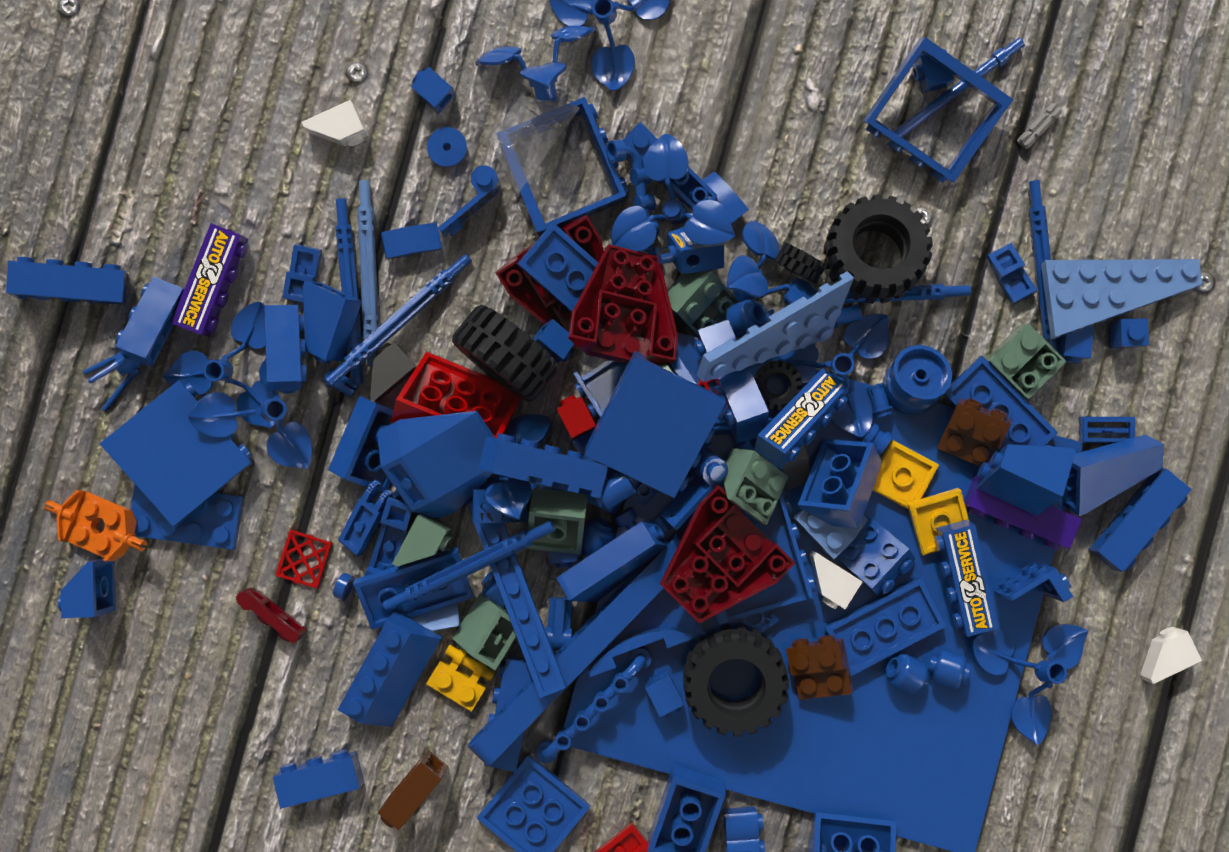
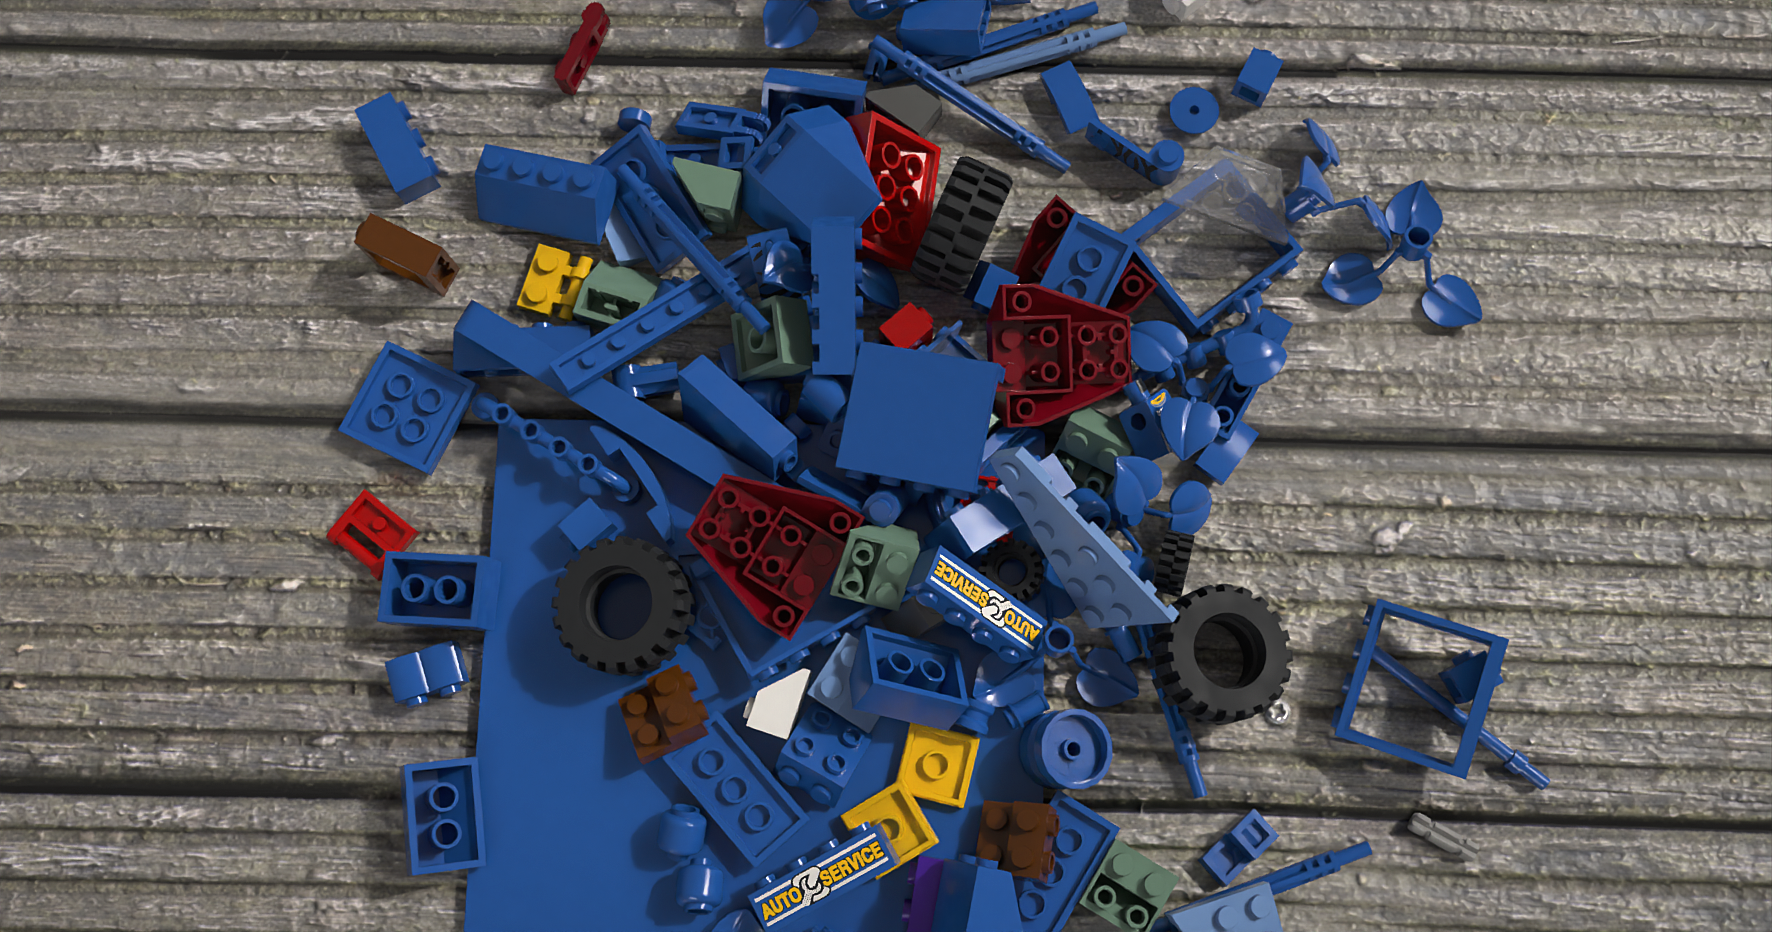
camera: 80 degrees right, 10 degrees down
(297, 579) = (658, 49): red window -> none

